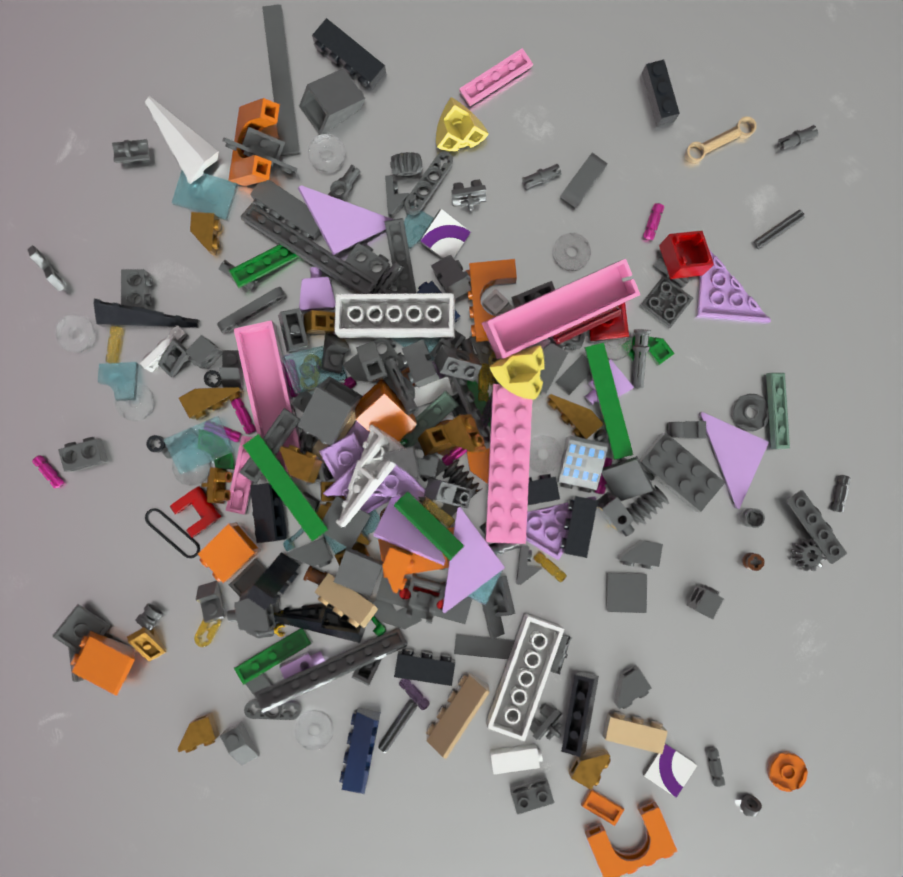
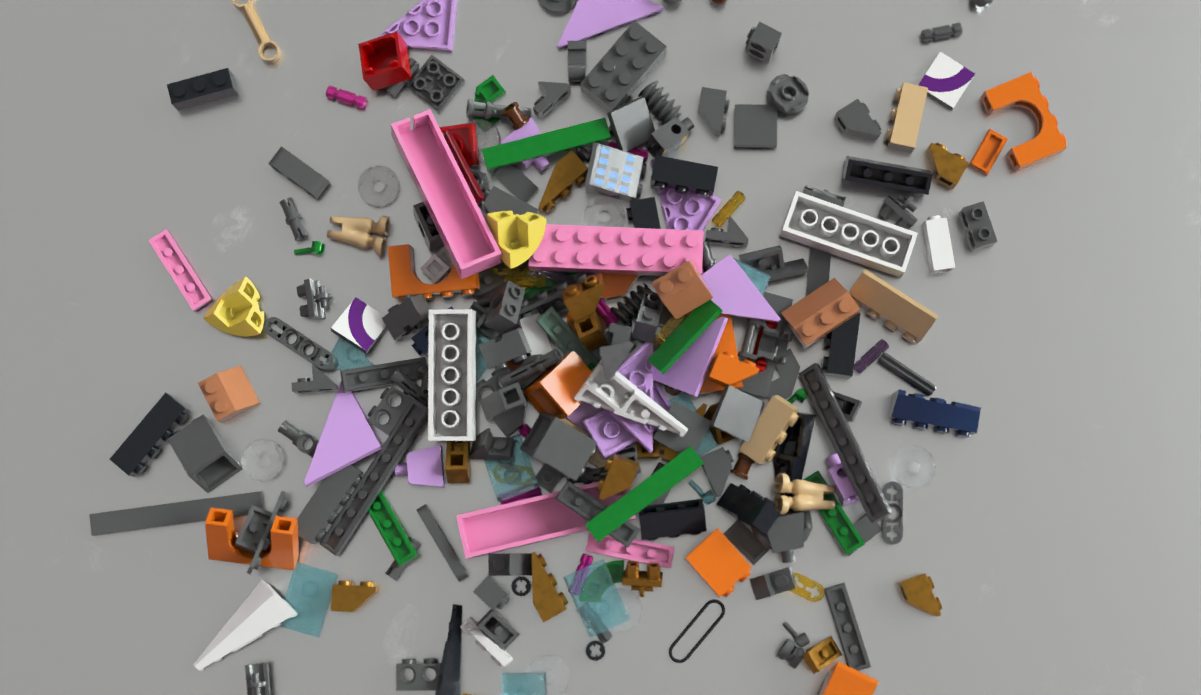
camera: 80 degrees left, 5 degrees down
(162, 626) = (801, 640): none -> dark grey hand
(172, 666) = (847, 627): none -> dark grey tile
(206, 510) = (665, 595): red connector -> none
(239, 744) = (931, 549): dark grey slope -> none
(243, 416) = (563, 550): dark pink axle -> none
(285, 633) = (806, 495): none -> tan piece
(293, 330) = (466, 493): dark grey brick -> none
(384, 121) = (228, 393): none -> nougat slope
(406, 164) = (278, 368): dark grey gear -> none
(451, 649) = (820, 312): none -> nougat slope
(469, 523) = (682, 289): none -> nougat slope
(515, 197) = (317, 248): none -> green hand
(529, 232) = (357, 231): none -> tan piece
(635, 372) = (515, 115): none -> reddish brown bush
(648, 618) = (787, 104): none -> dark grey tile
(656, 409) = (554, 94): none -> dark grey slope

